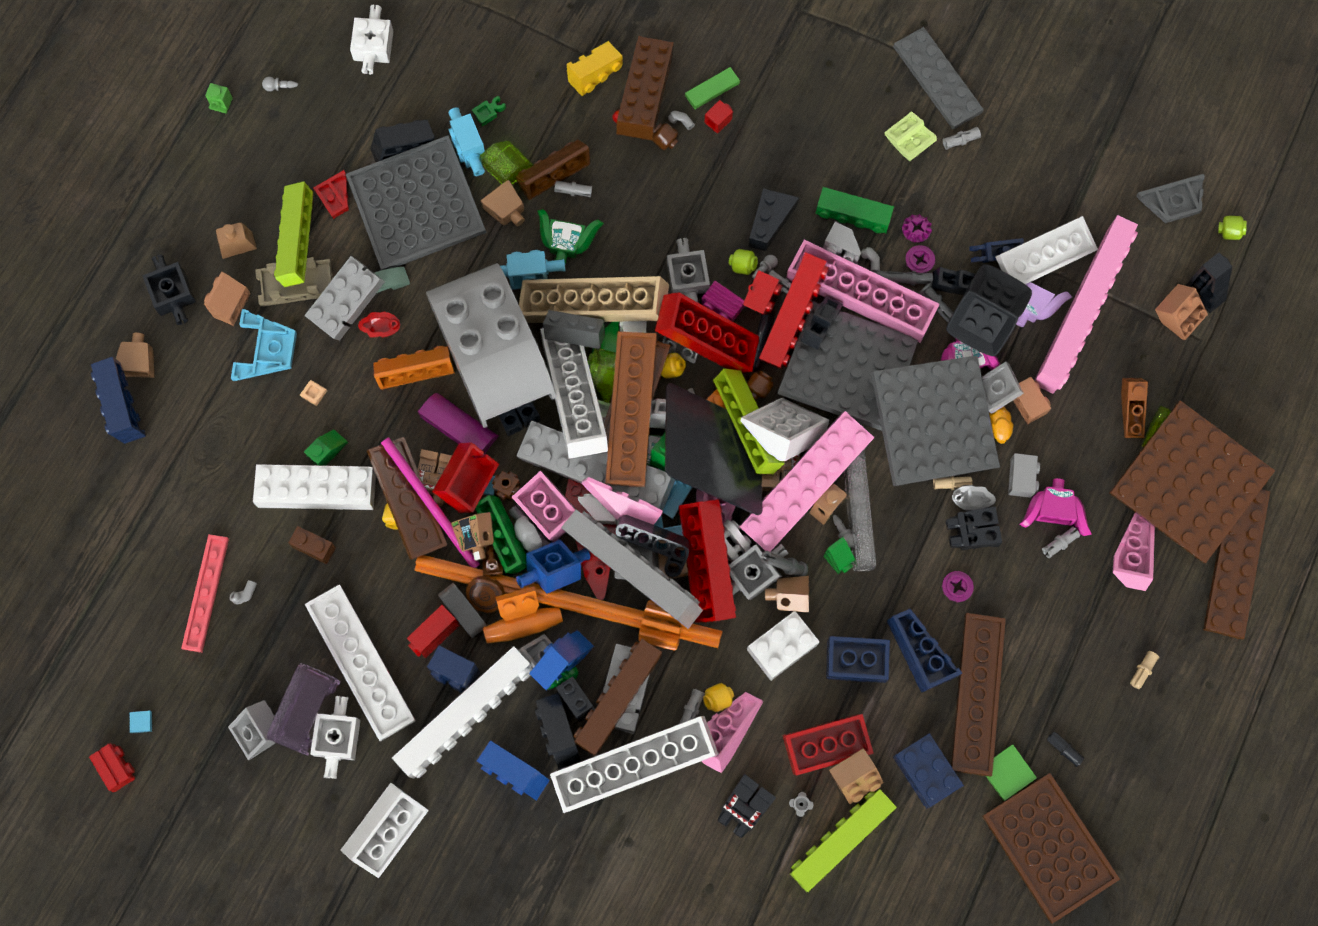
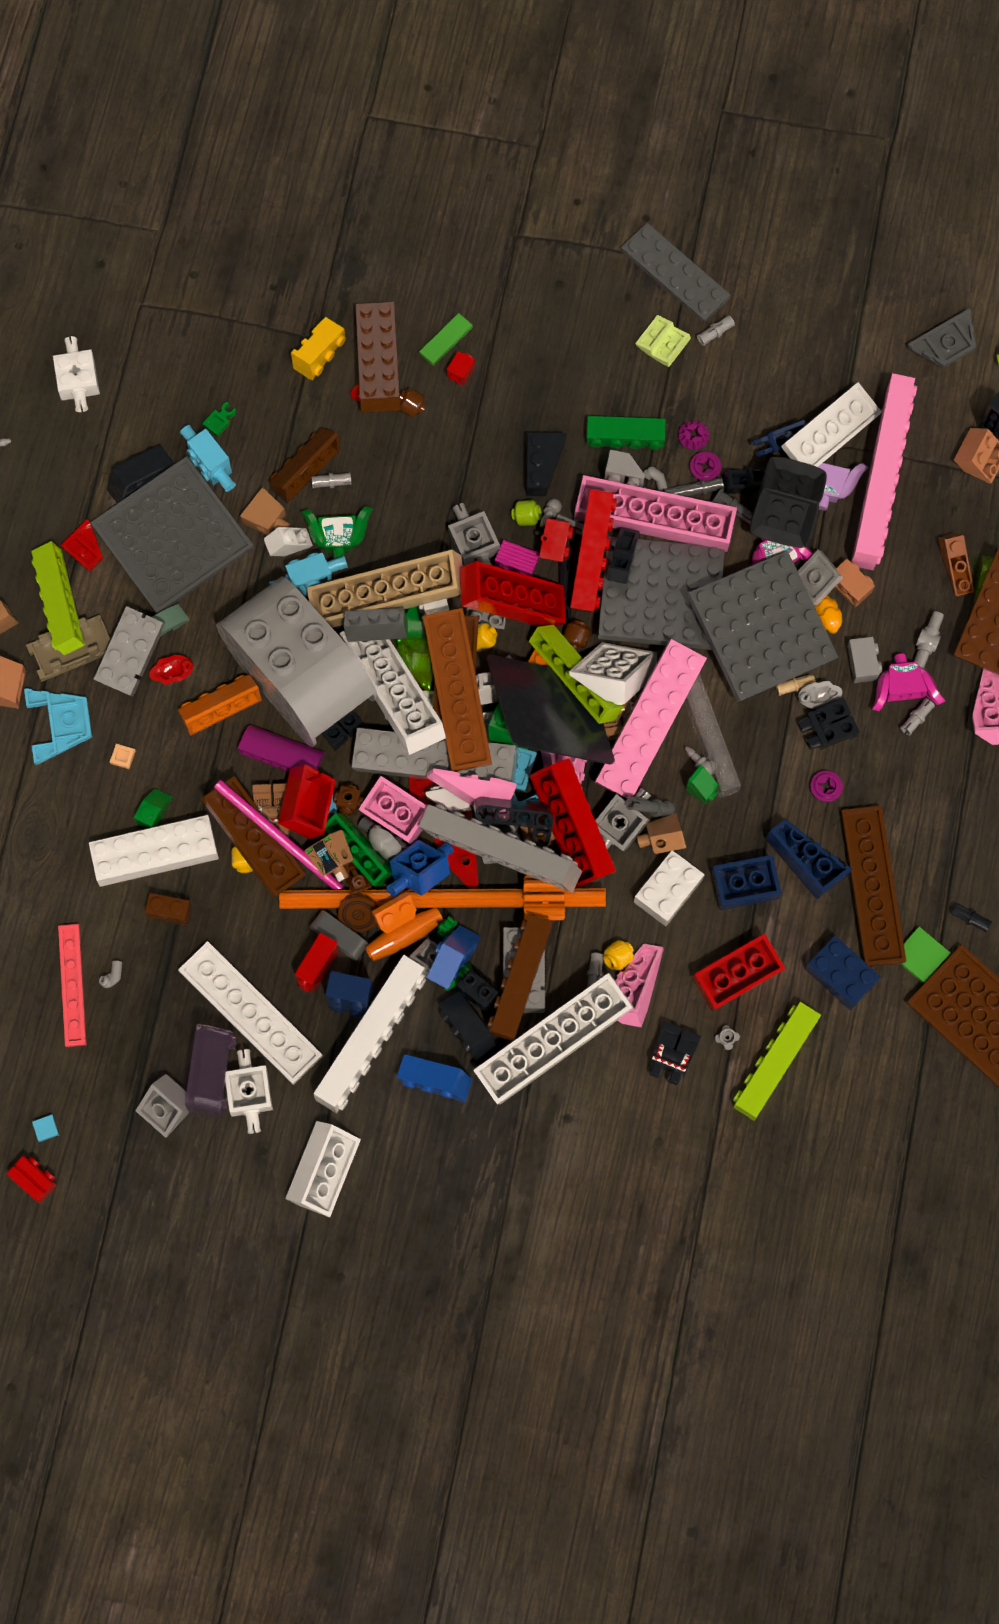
camera: 15 degrees left, 0 degrees up
(504, 161) = (252, 469): clear neon green slope -> none
(518, 234) = (287, 541): none -> white slope
(563, 628) = (445, 927): none -> green plate
(683, 117) = (416, 378): light grey arm -> none
(742, 542) = (600, 796): white brick -> none
(829, 503) = (677, 735): medium nougat torso -> none
(856, 776) = (774, 995): medium nougat piece -> none
(1090, 471) = (928, 639): none -> light grey pin

